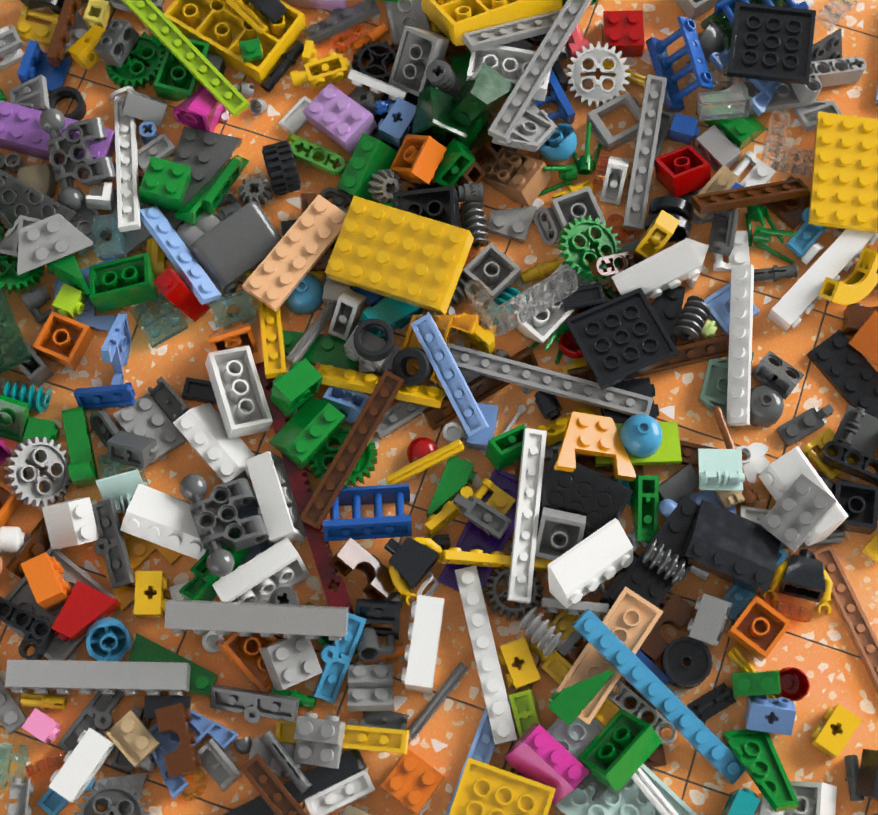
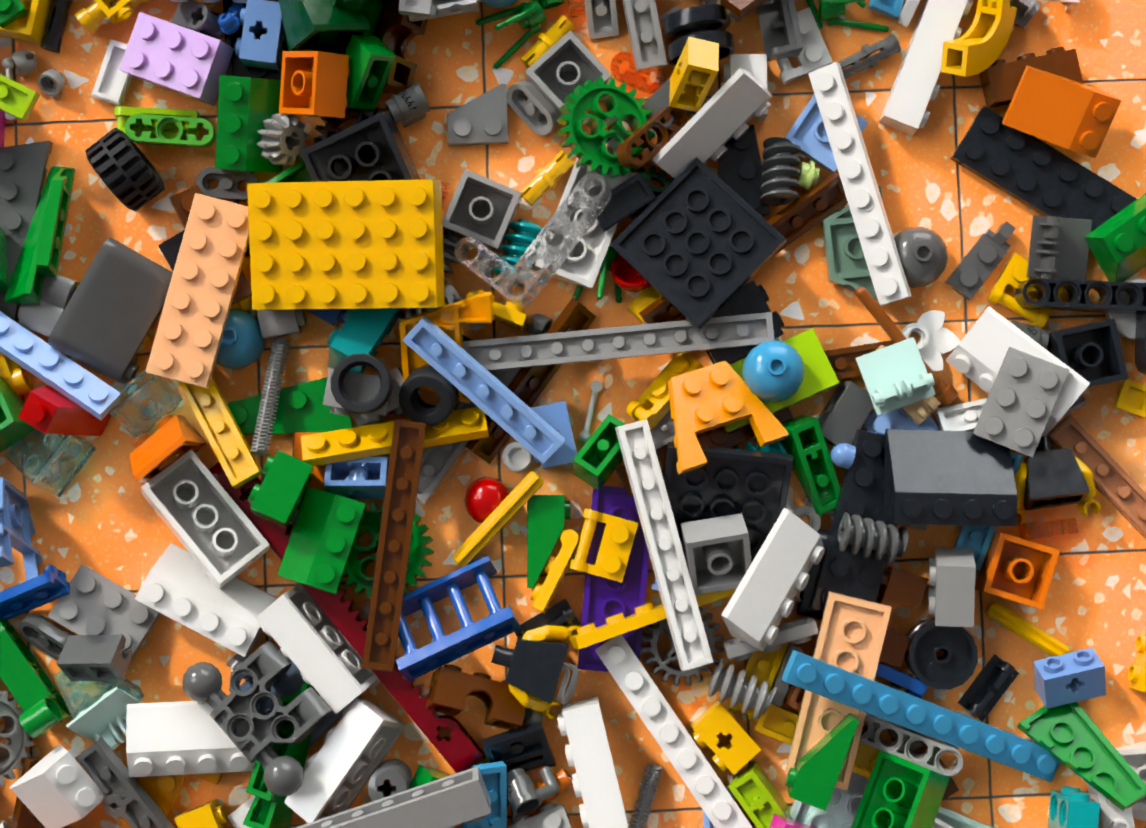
camera: 25 degrees left, 15 degrees up
(168, 400) = (116, 564): dark grey hinge -> none
(198, 391) = (148, 532): black tile -> none
(229, 209) = (81, 257): dark grey piece -> none
(248, 189) = (98, 226): light grey gear -> none
(347, 314) = (307, 351): light grey brick -> none
(472, 220) = (429, 148): dark grey piece -> none
(483, 515) = (605, 567): dark grey hinge -> none
(516, 176) = (460, 50): medium nougat slope -> none
(548, 405) = (631, 371): black brick -> none
(756, 683) = (1040, 646): green brick -> none
(777, 374) = (923, 206): dark grey brick -> none
(793, 683) = (1082, 625): red hair -> none

